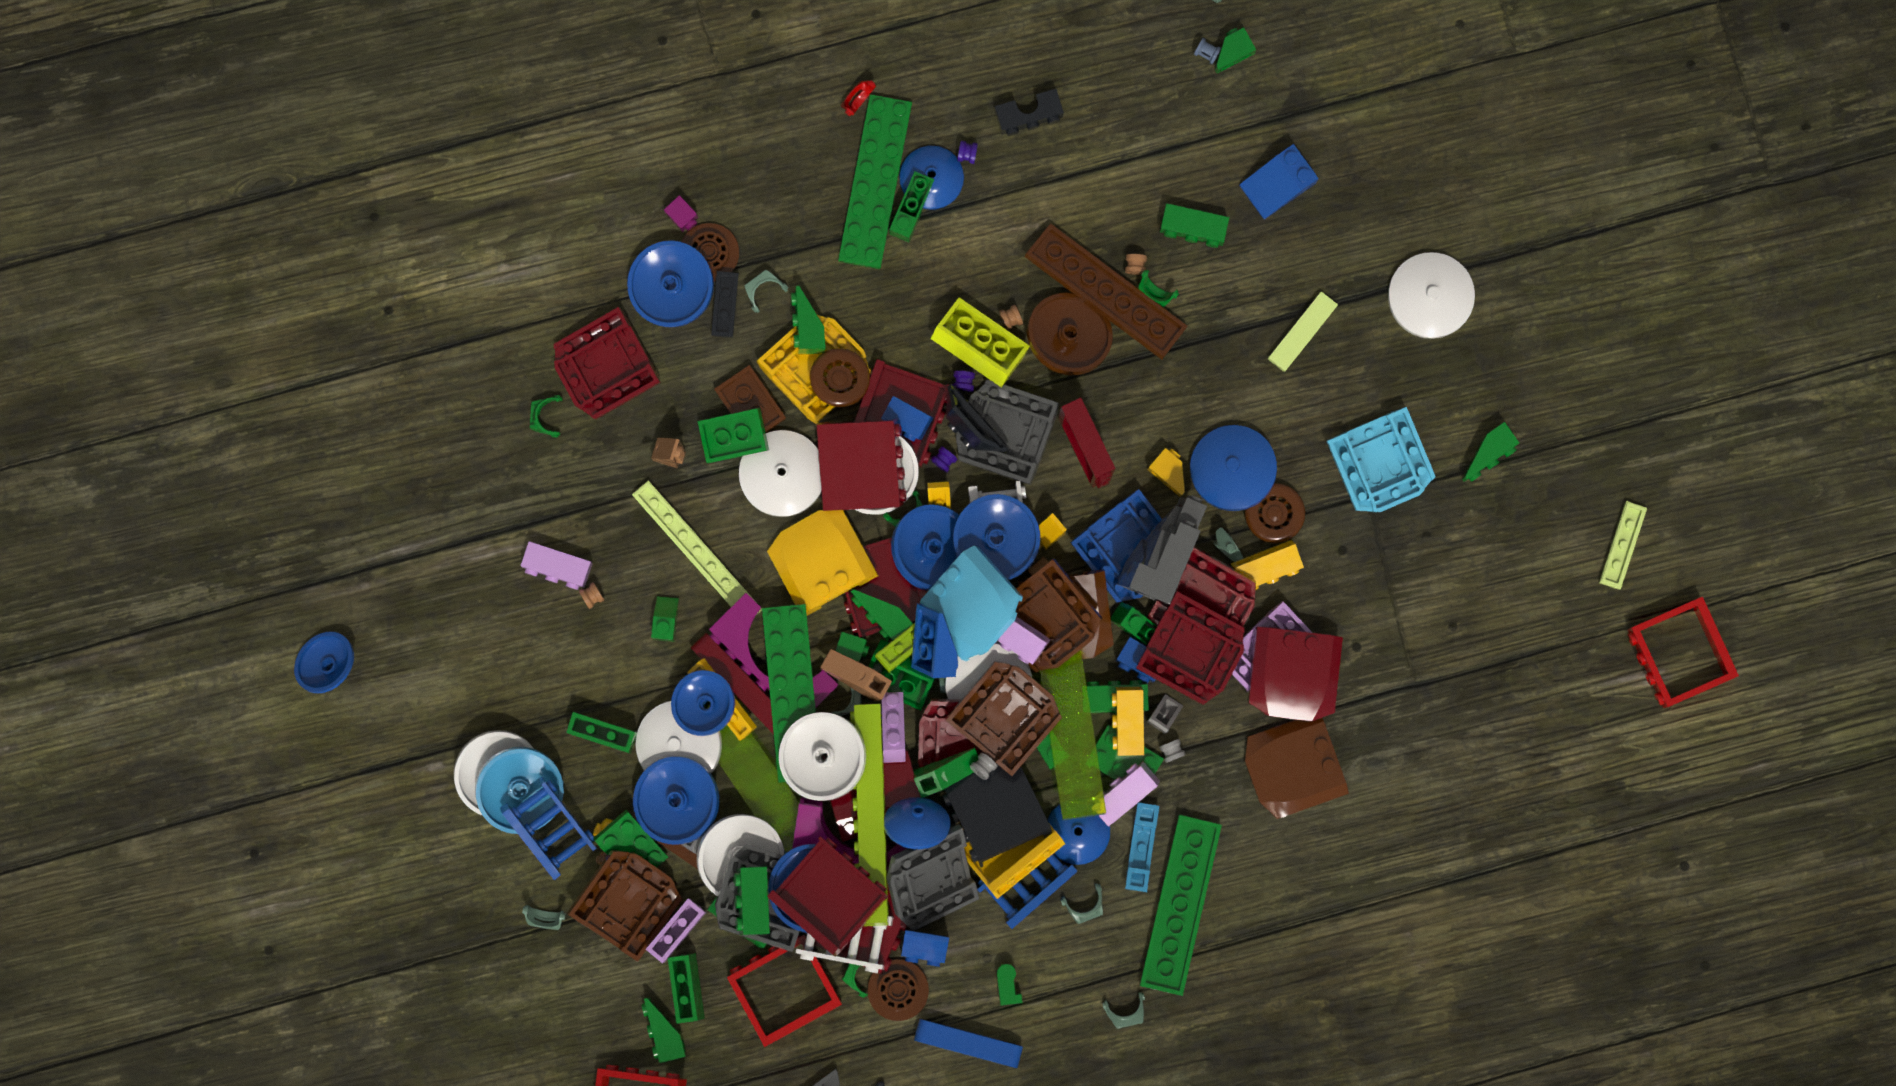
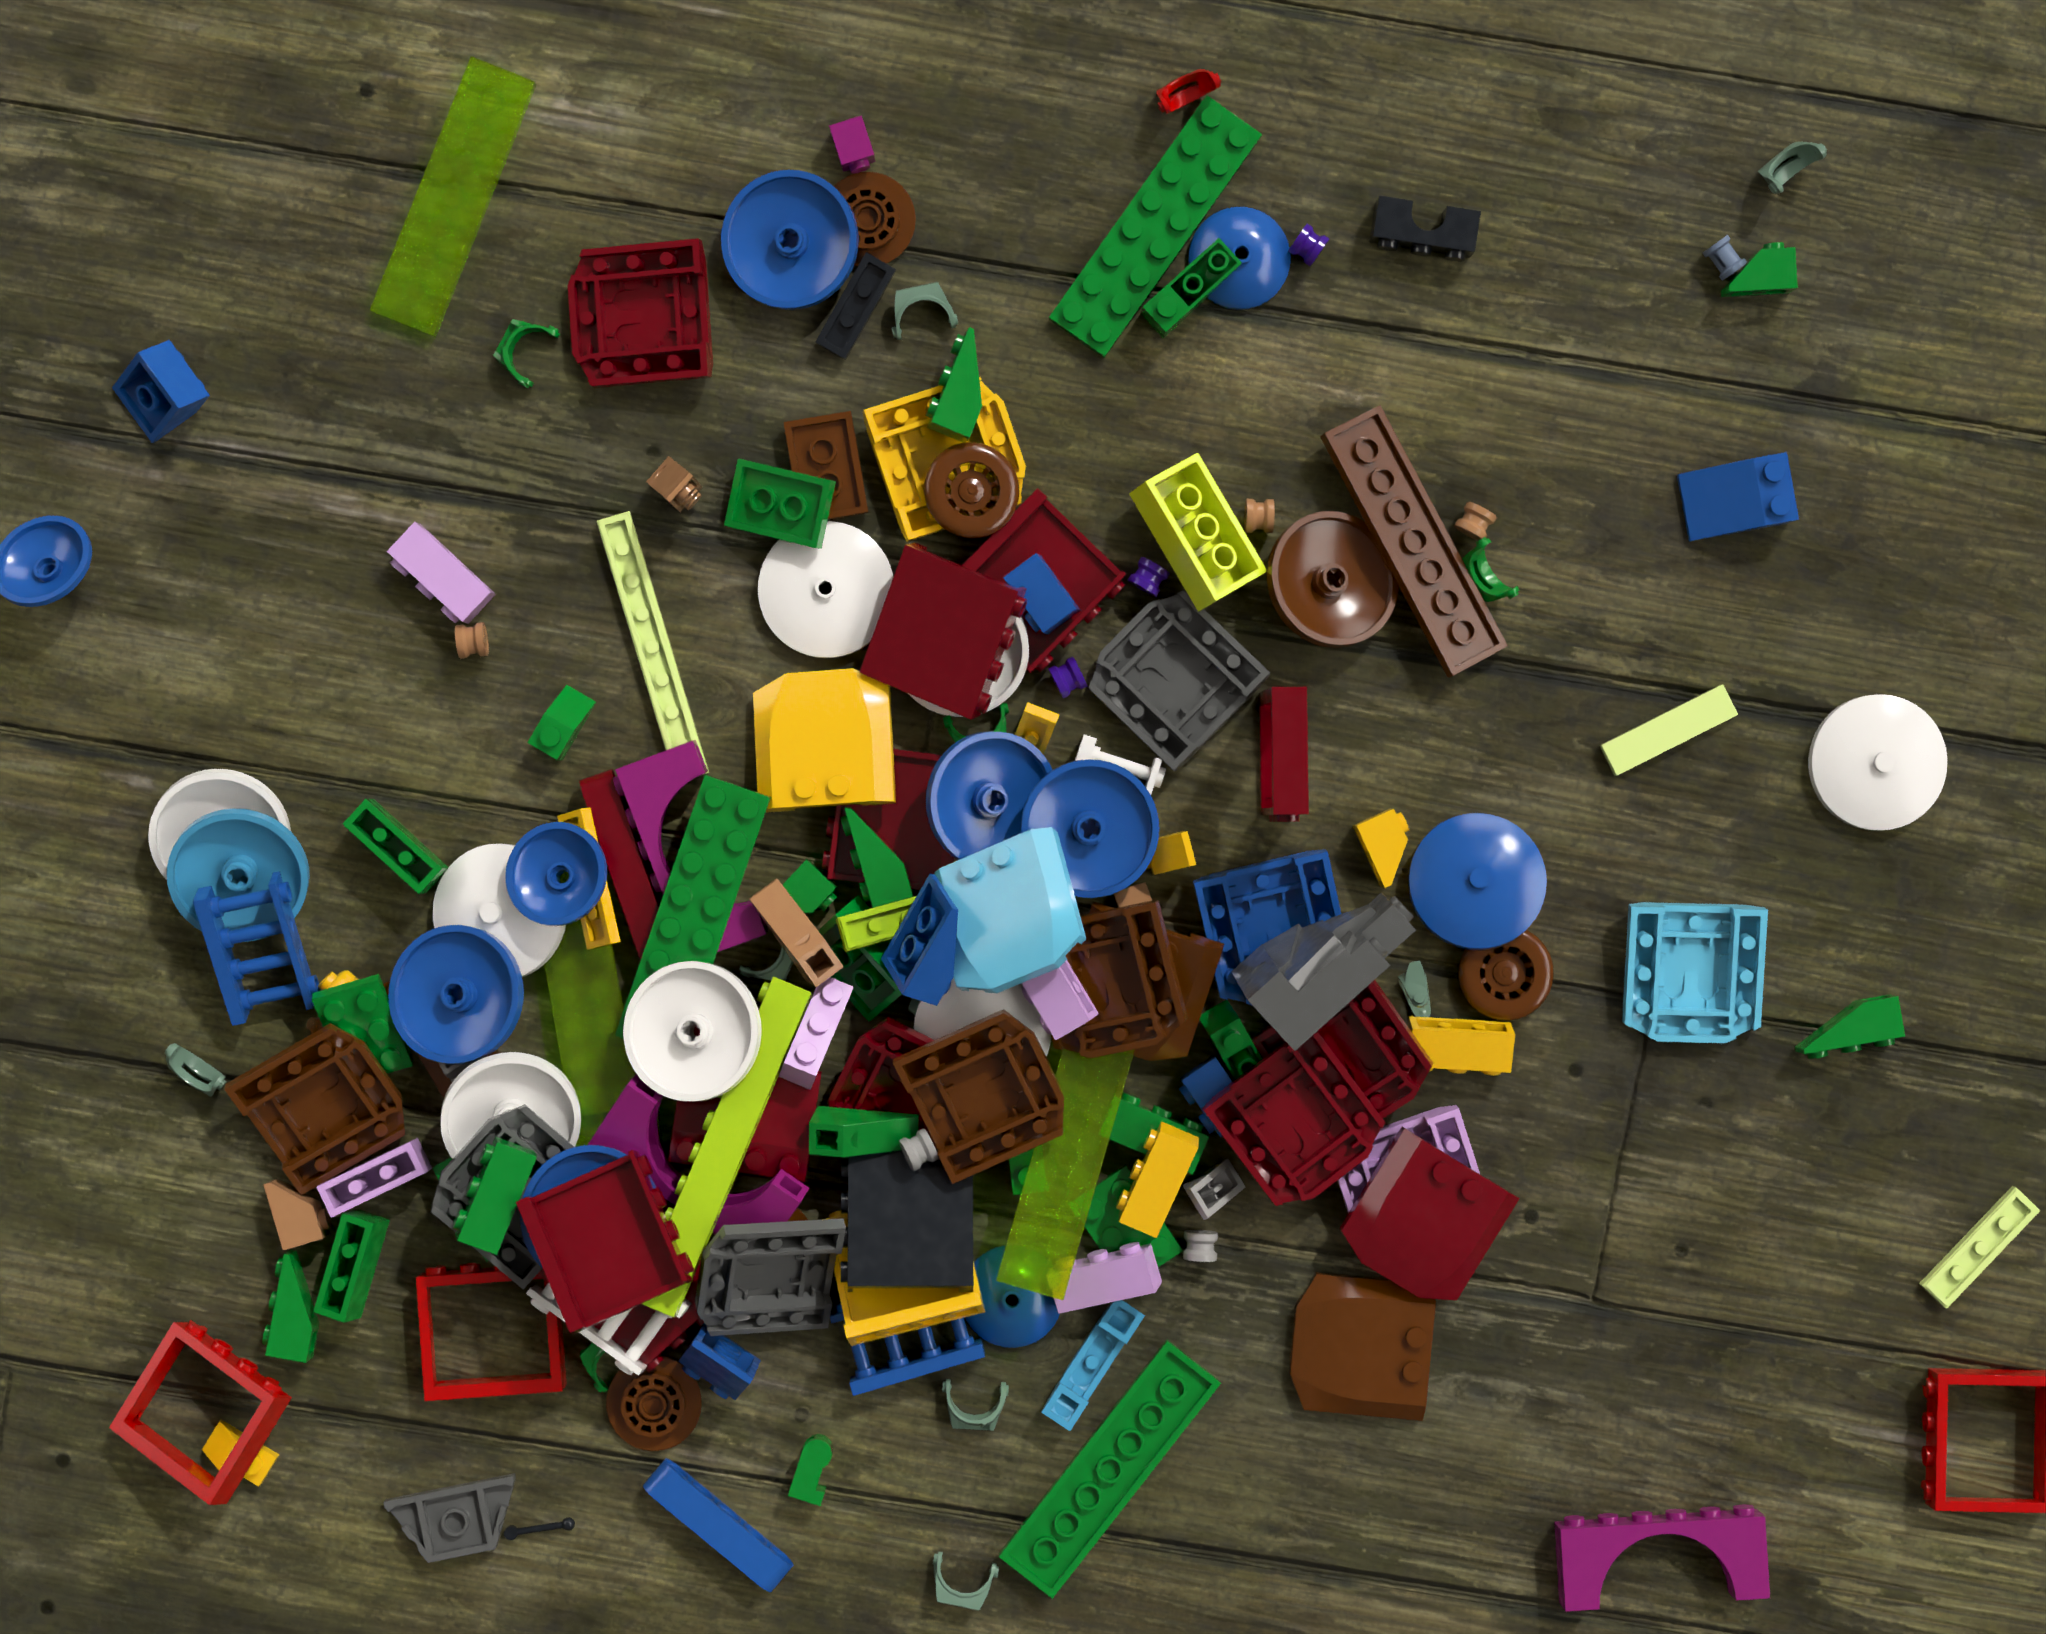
camera: 25 degrees right, 5 degrees up
(347, 534) = (160, 390): none -> blue slope
(465, 348) = (453, 196): none -> clear neon green plate
(641, 975) = (296, 1216): none -> medium nougat slope
(917, 823) = (773, 1201): blue dish -> none
(970, 424) = (1129, 646): black wedge -> none
(1194, 225) = (1585, 504): green brick -> none
(1480, 822) = (1591, 1546): none -> magenta arch

